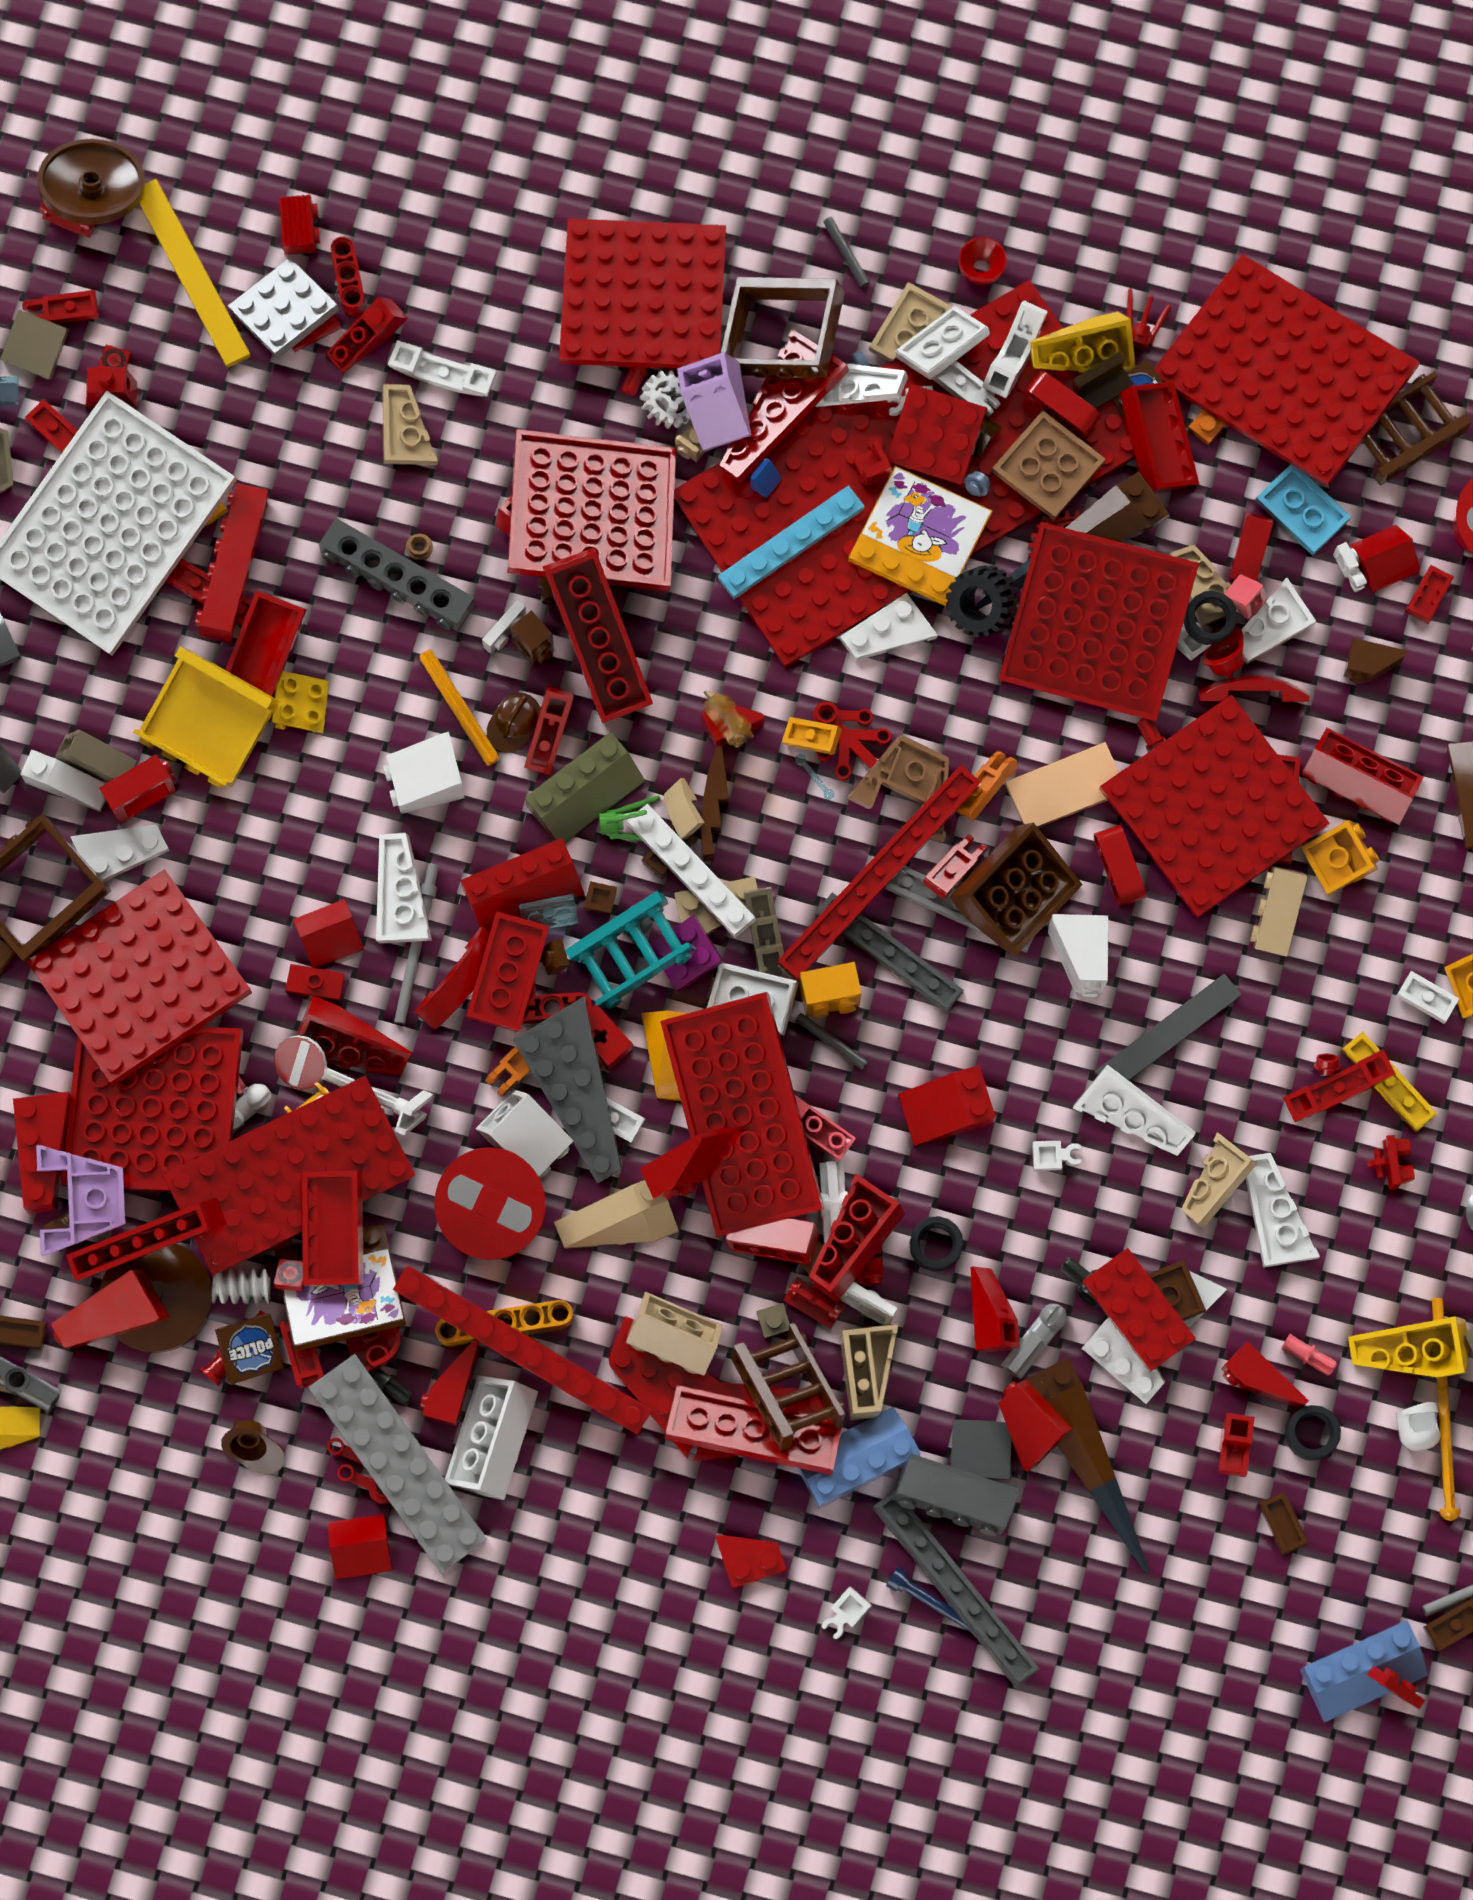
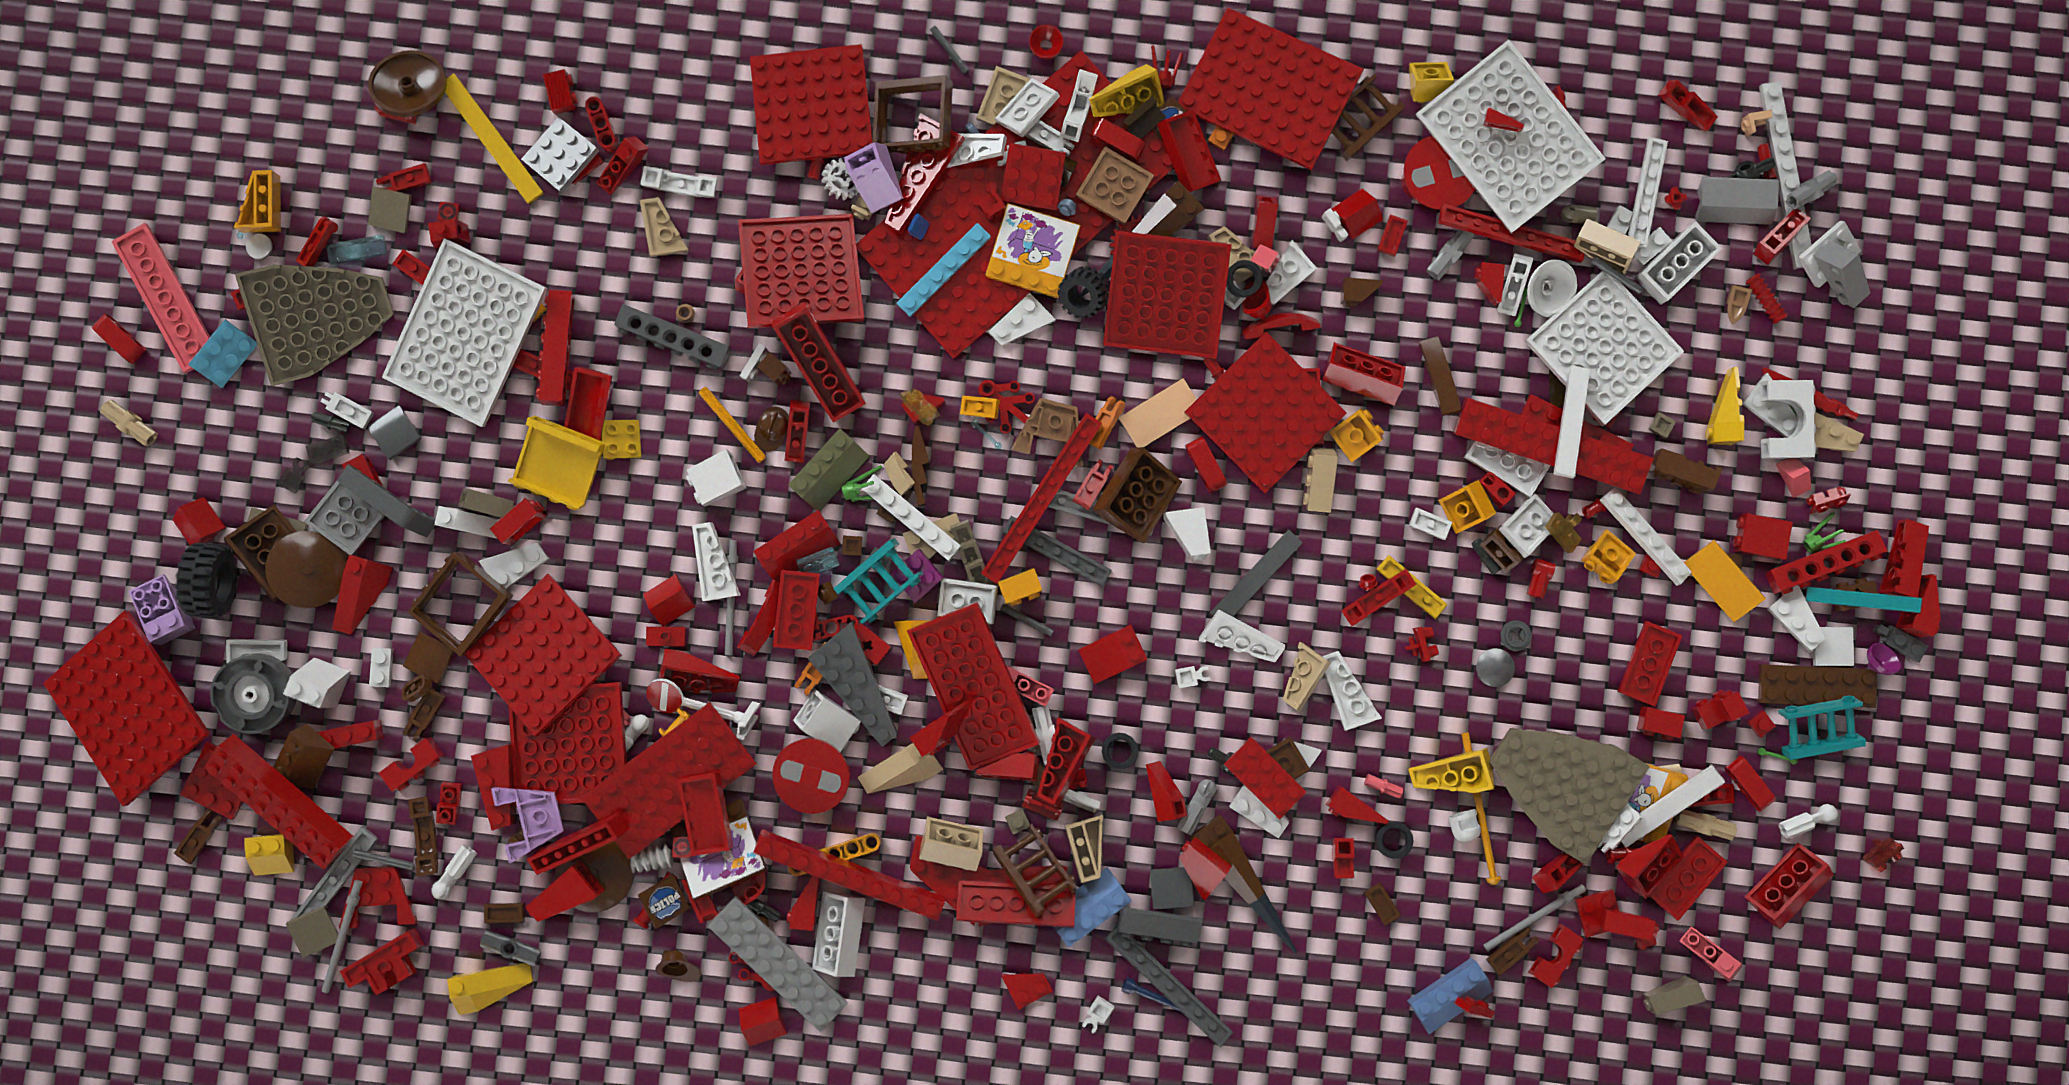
camera: 10 degrees left, 10 degrees up
(1303, 509) = (1296, 187): medium azure plate -> none

